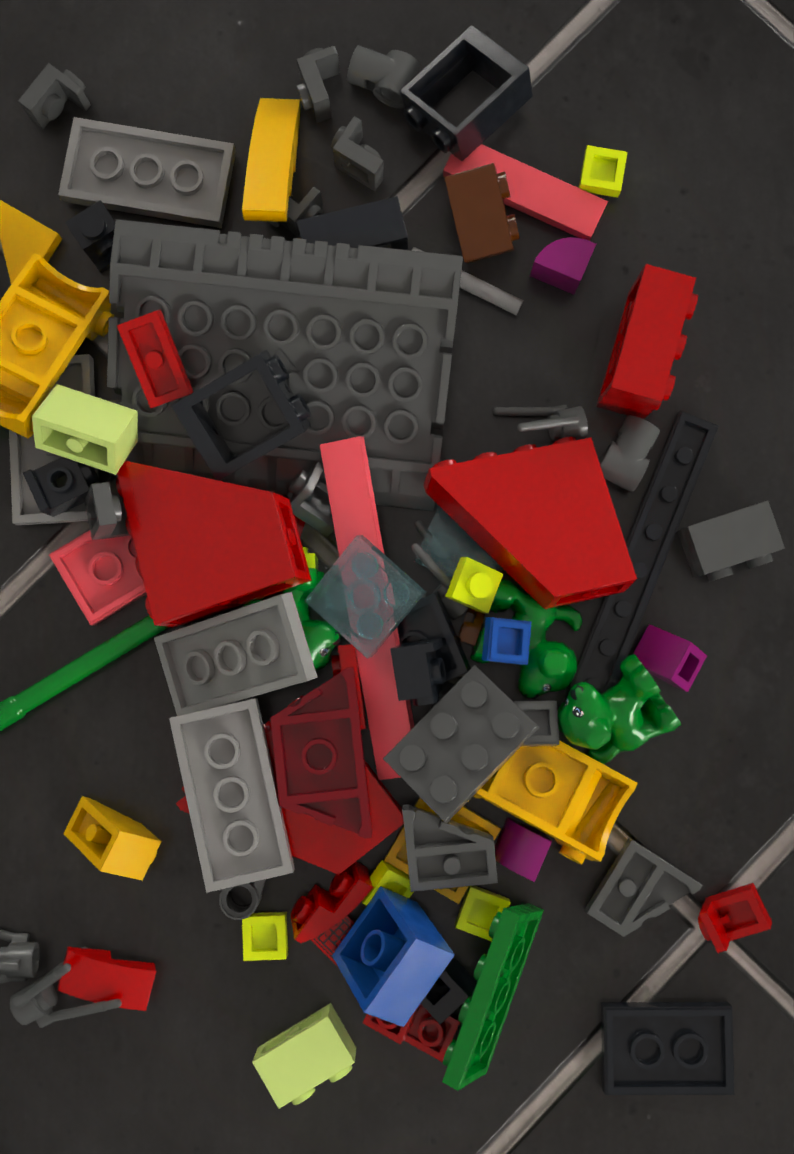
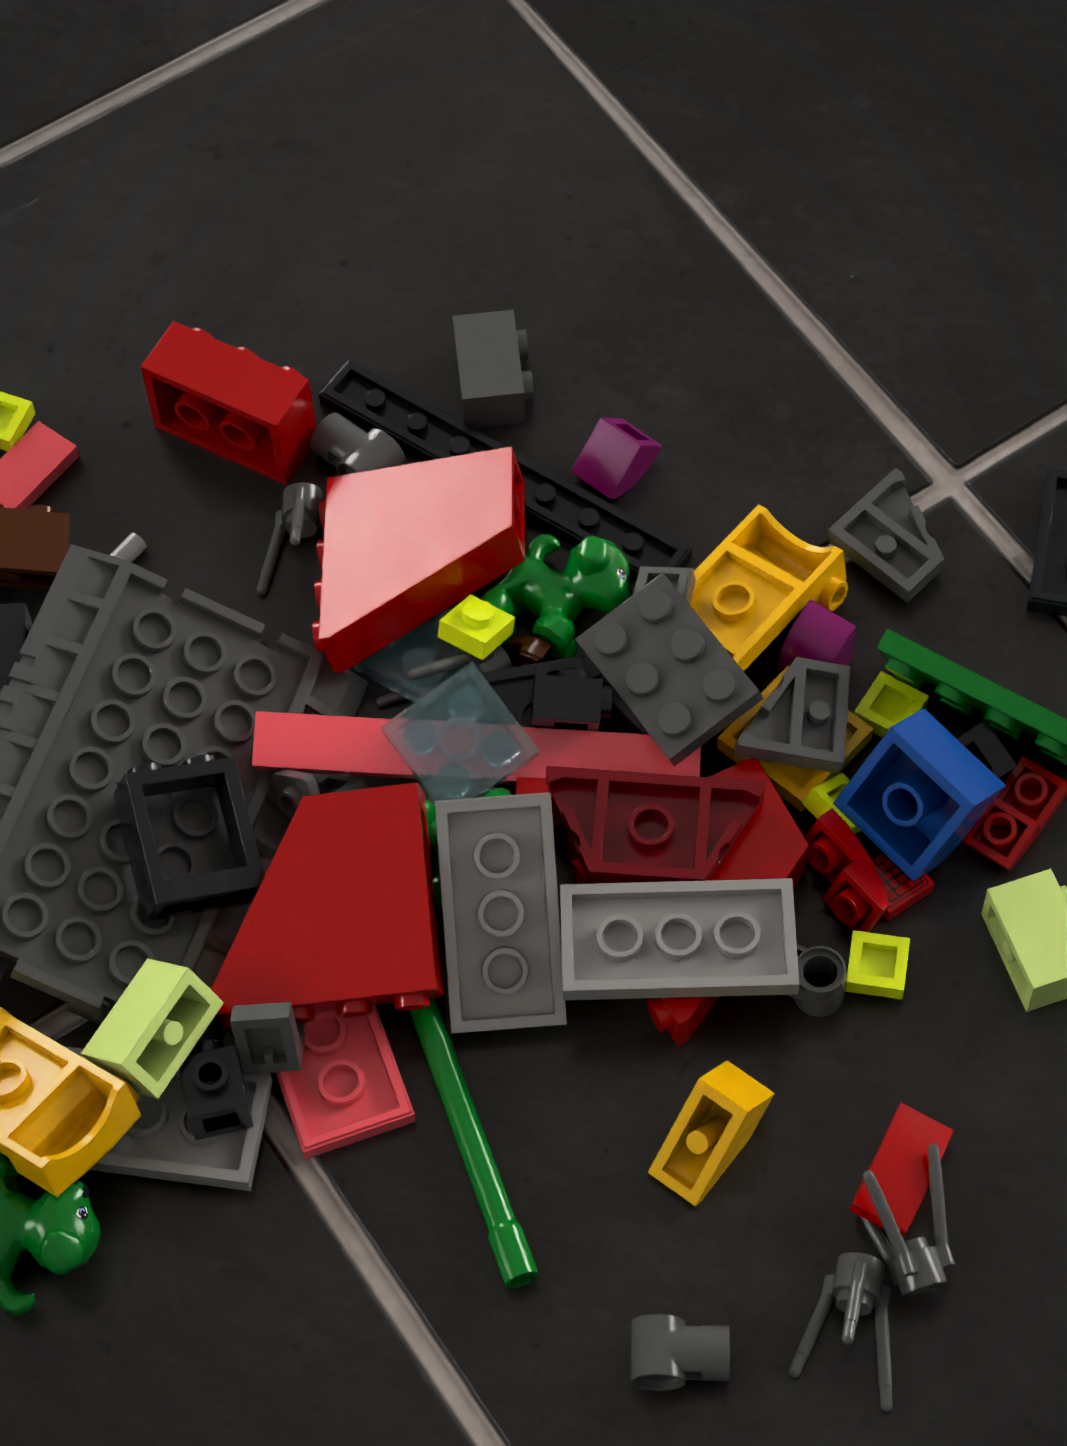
camera: 80 degrees left, 25 degrees down
(155, 358) = (87, 919): red plate -> none
(506, 640) = (553, 598): blue tile -> none
(563, 263) = (103, 476): magenta brick -> none
(616, 717) = (673, 507): green animal -> none
(733, 916) = (938, 444): red bracket -> none

